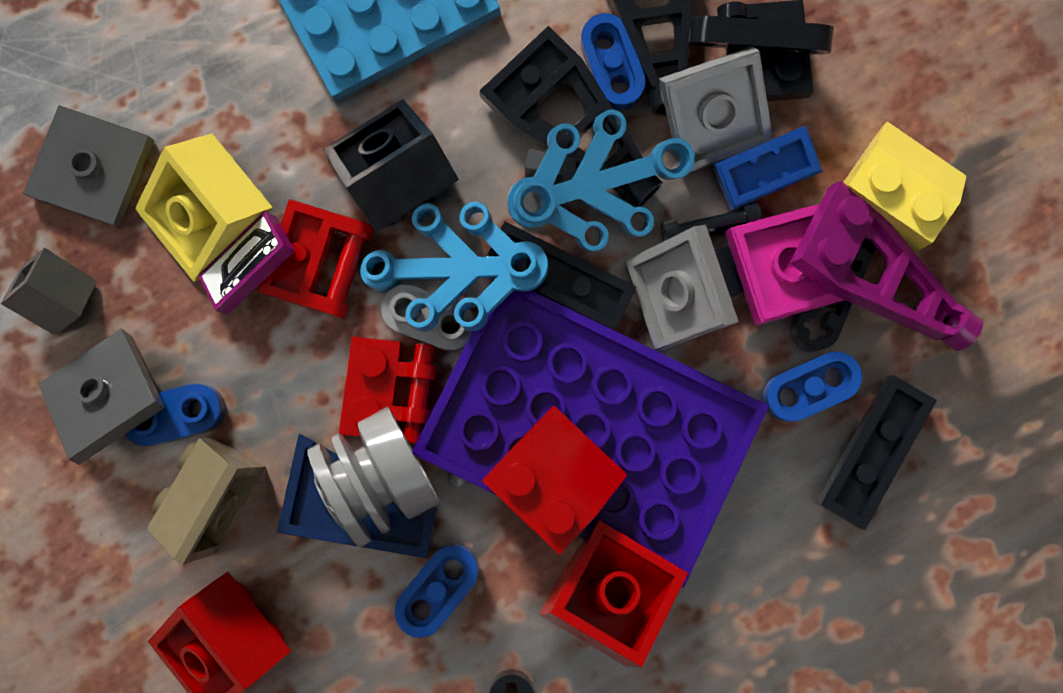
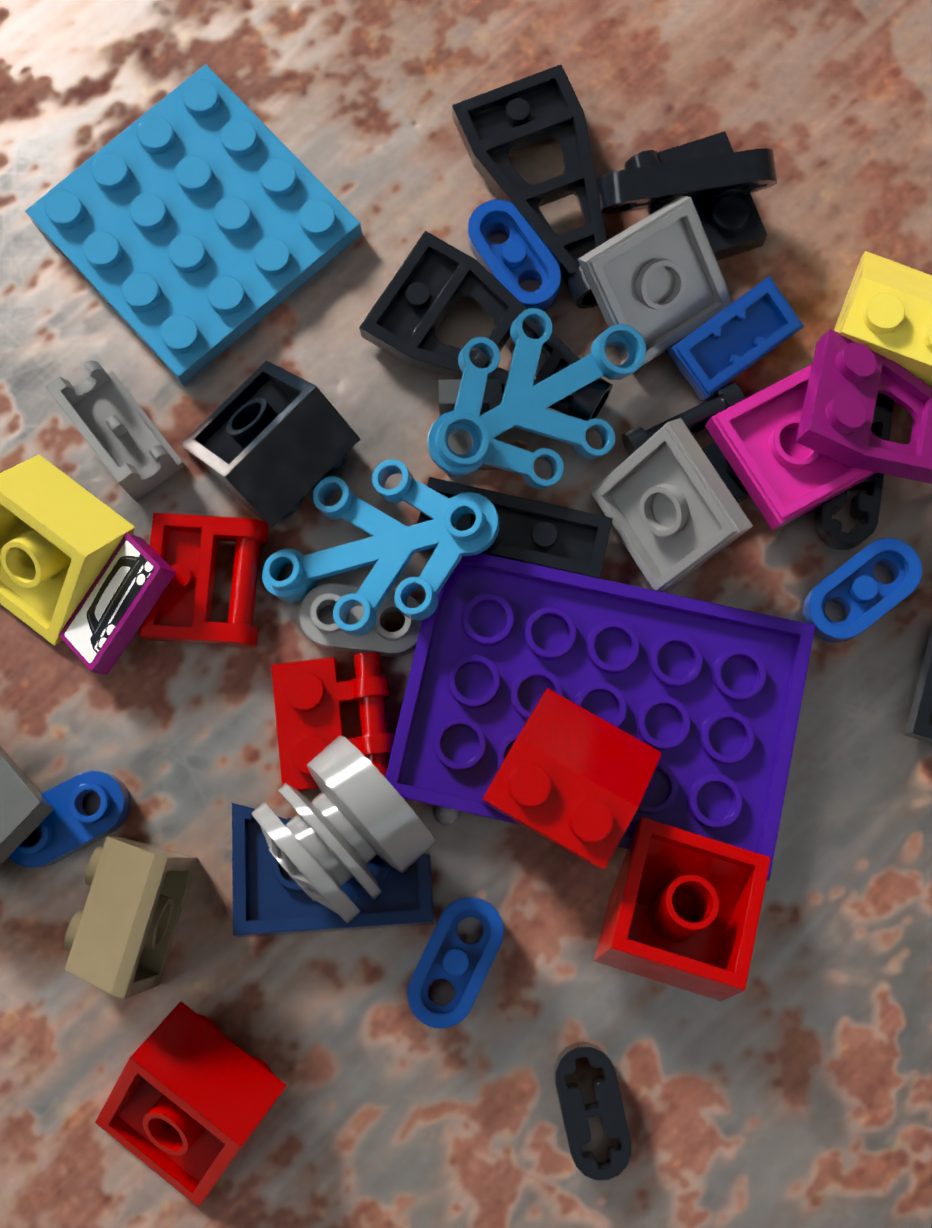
camera: 10 degrees left, 5 degrees down
(275, 127) = (117, 430): none -> light grey hinge

